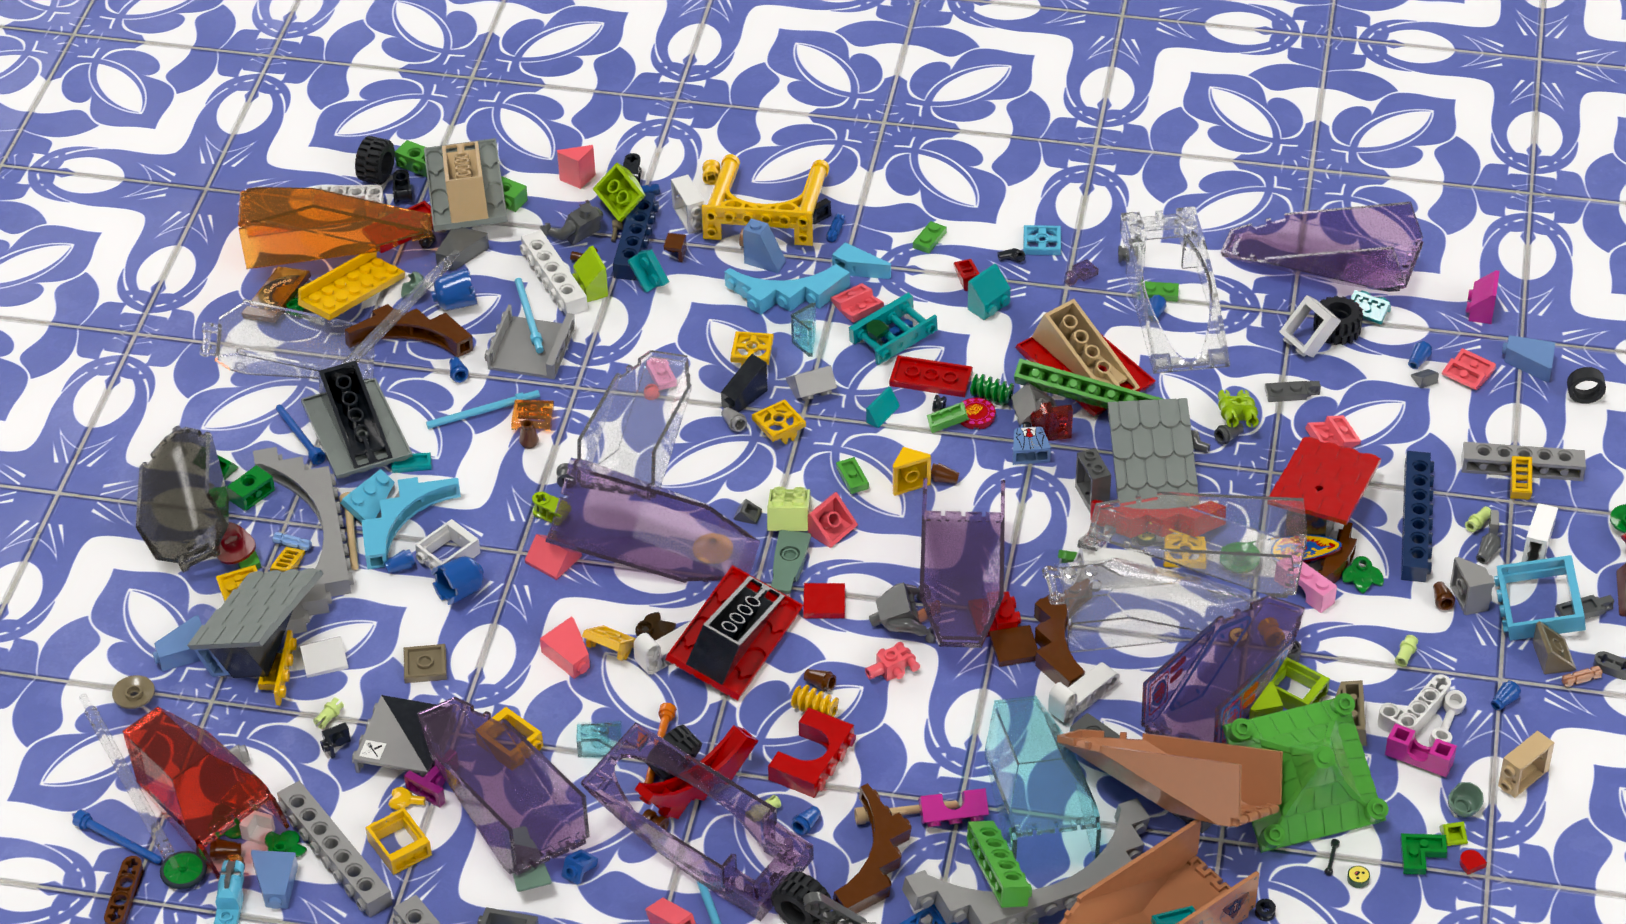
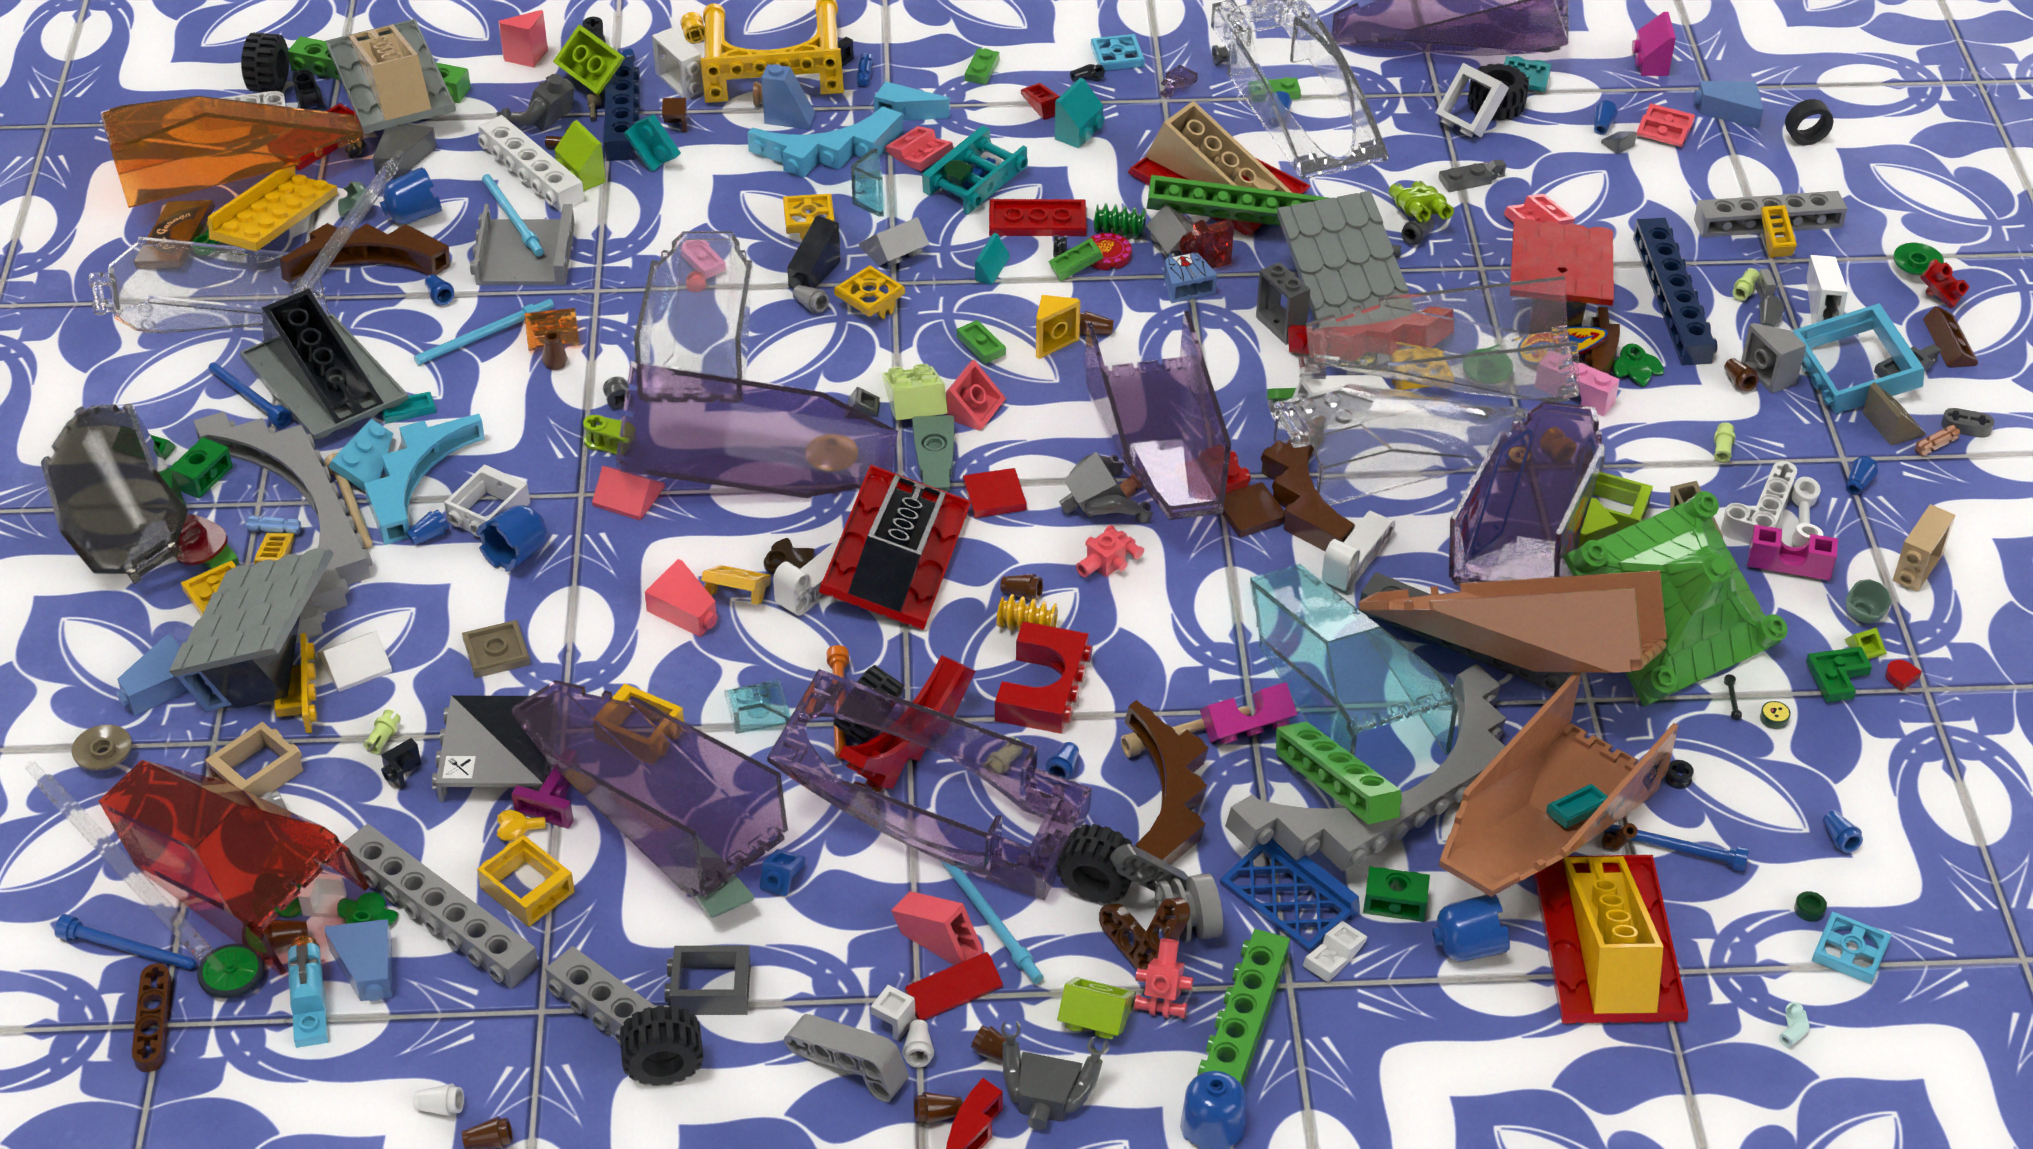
camera: 15 degrees left, 0 degrees up
(231, 708) = (269, 778): none -> tan window

